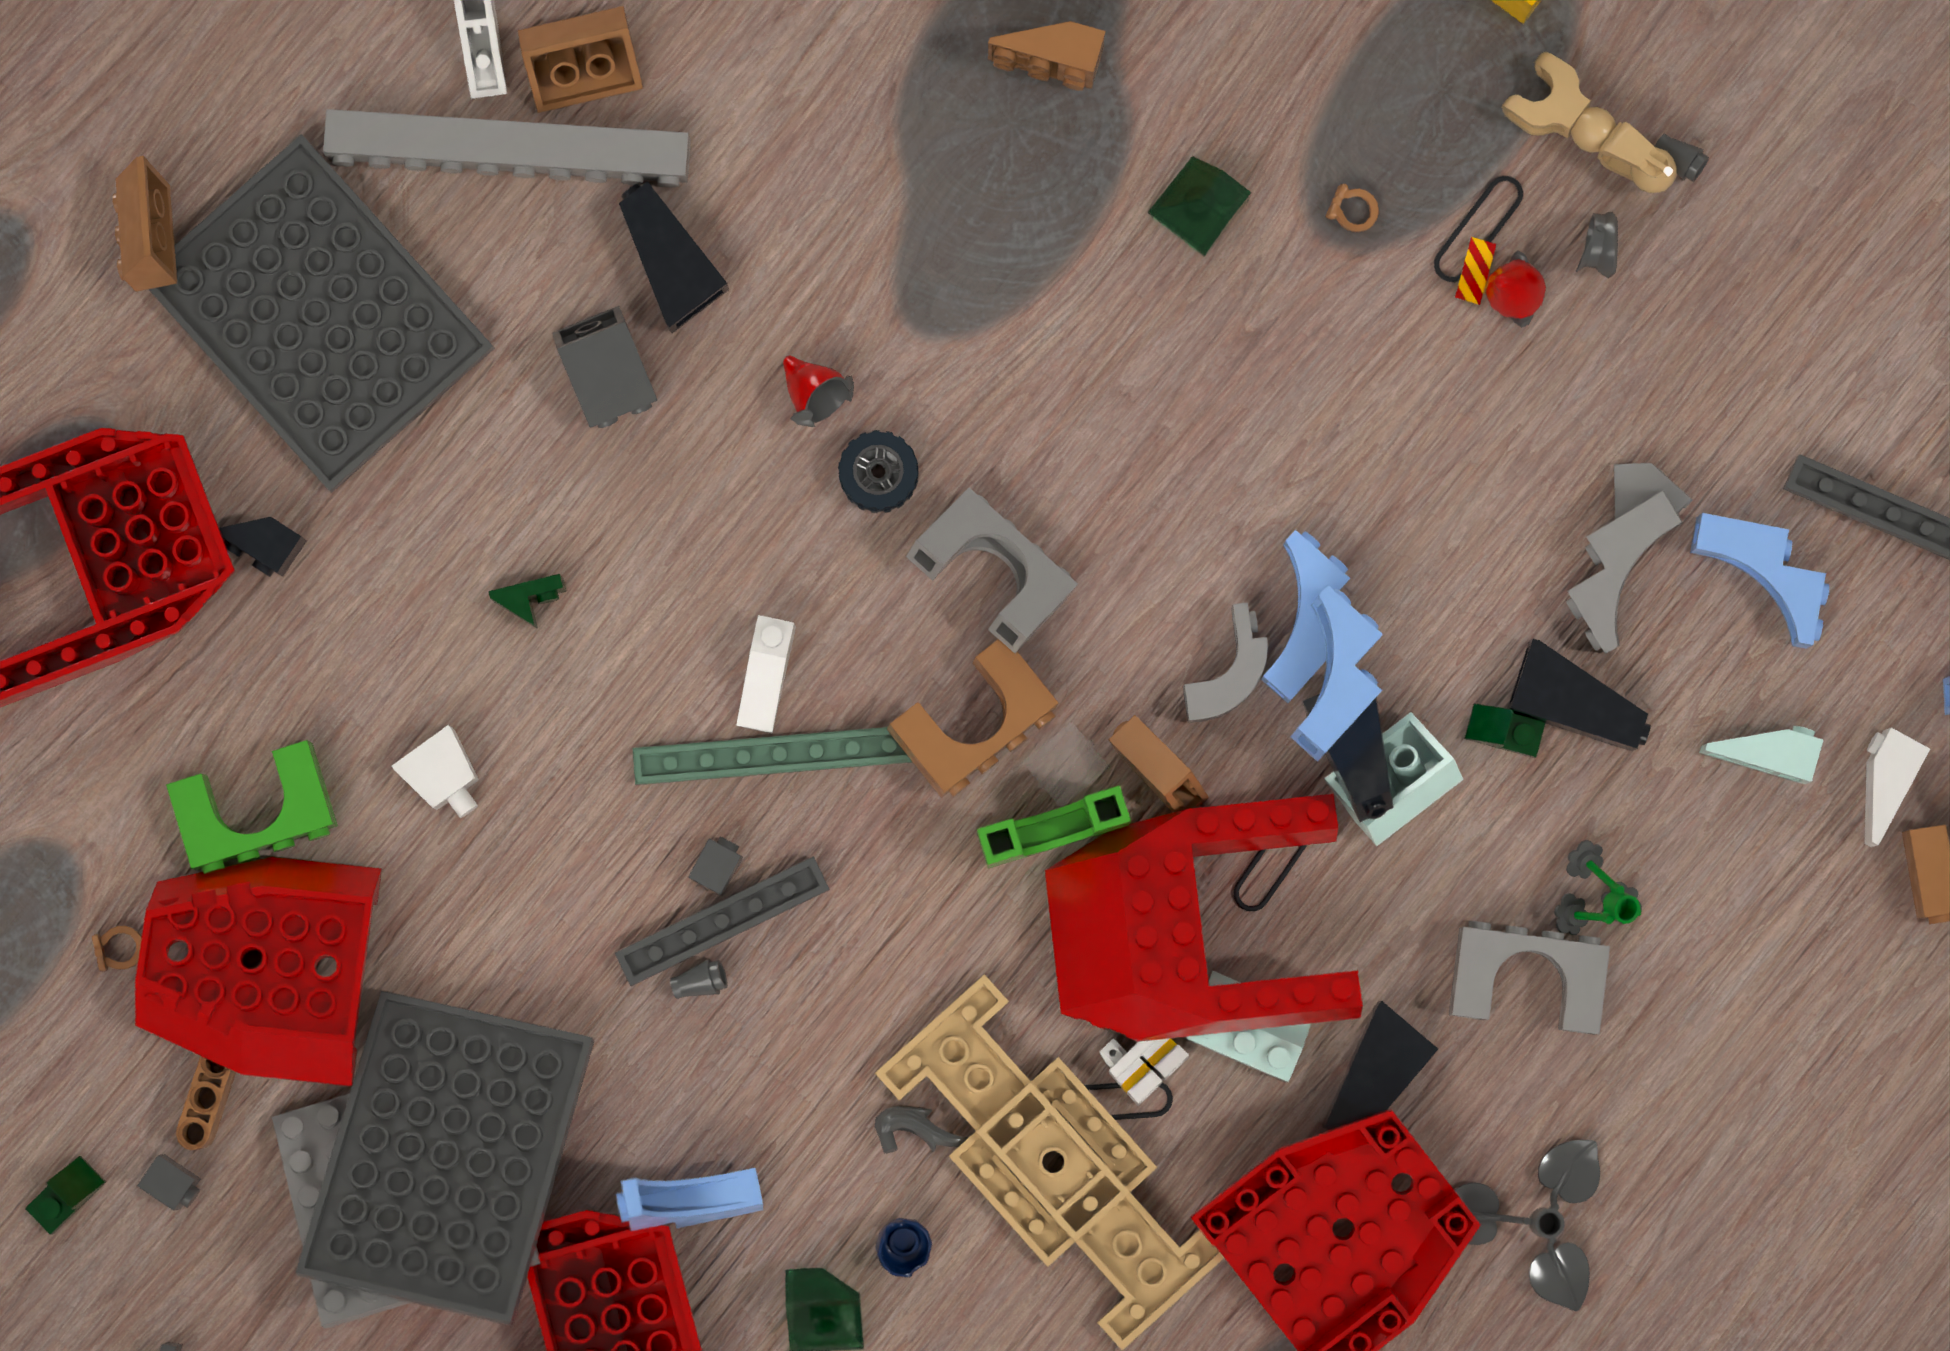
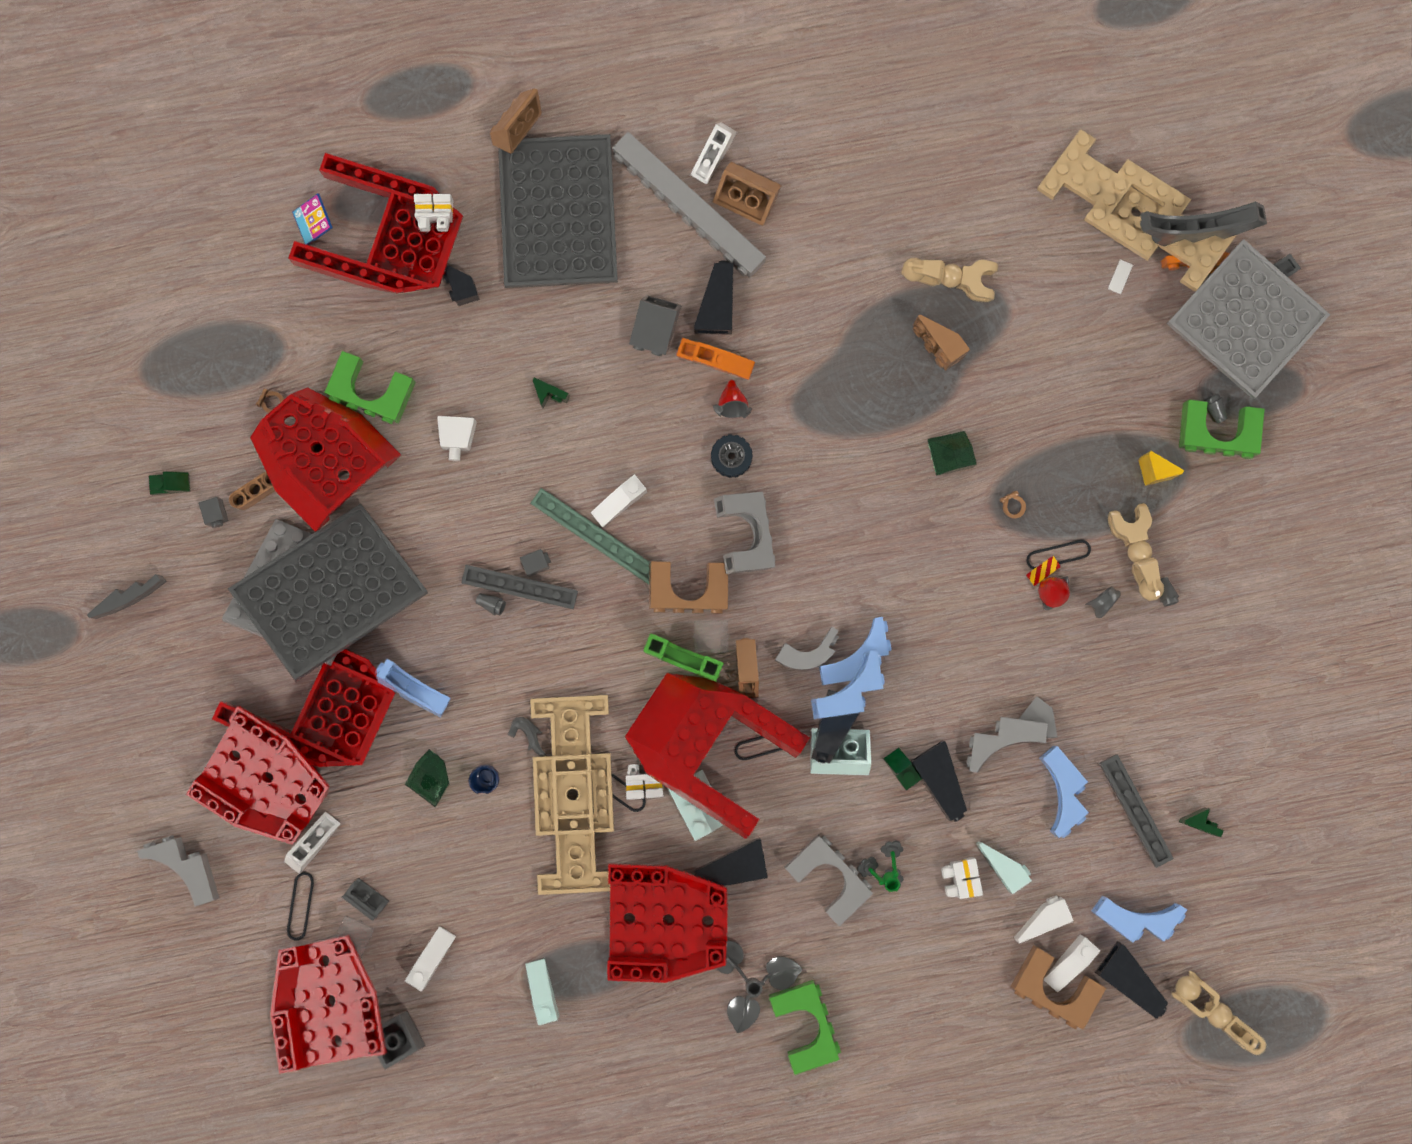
camera: 35 degrees right, 0 degrees up
(122, 473) = (433, 210): none -> white hips
(736, 345) = (715, 358): none -> orange slope
(1707, 813) = (960, 871): none -> white hips
(1719, 1230) = (822, 1048): none -> bright green arch

